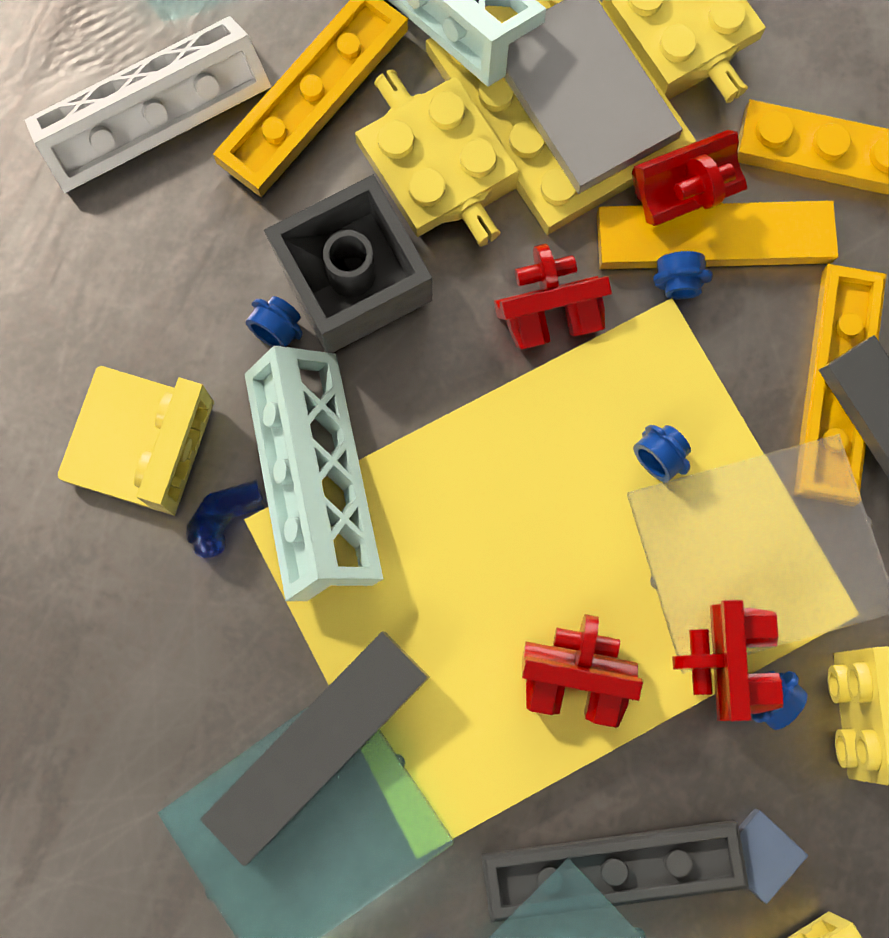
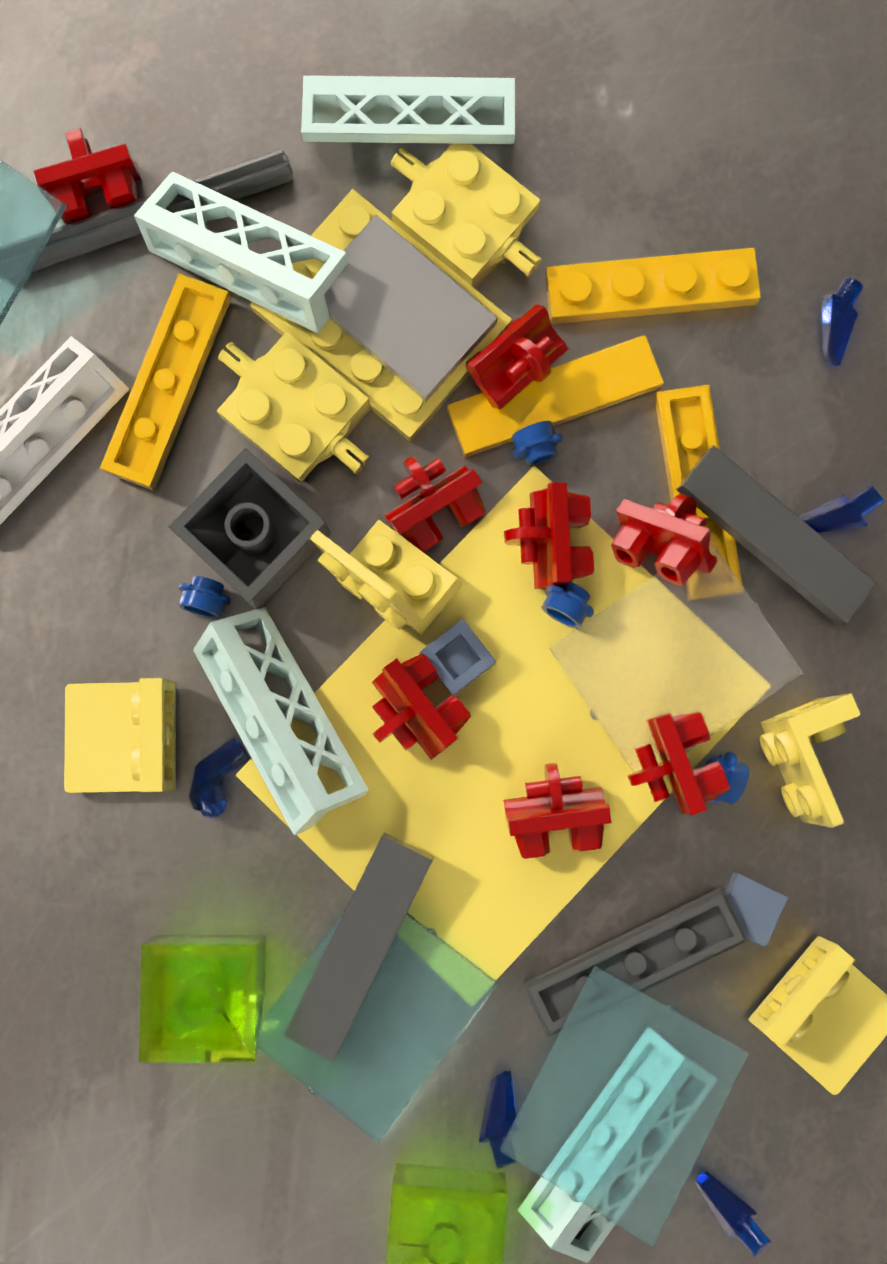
camera: 15 degrees left, 5 degrees up
(124, 746) = (201, 998): none -> clear neon green slope
(456, 511) = (410, 713): none -> red hips
(483, 358) = (391, 576): none -> light yellow bracket
(525, 471) = (458, 657): none -> sand blue tile
(663, 370) = (546, 536): none -> red hips
(798, 412) = (668, 531): none -> red hips

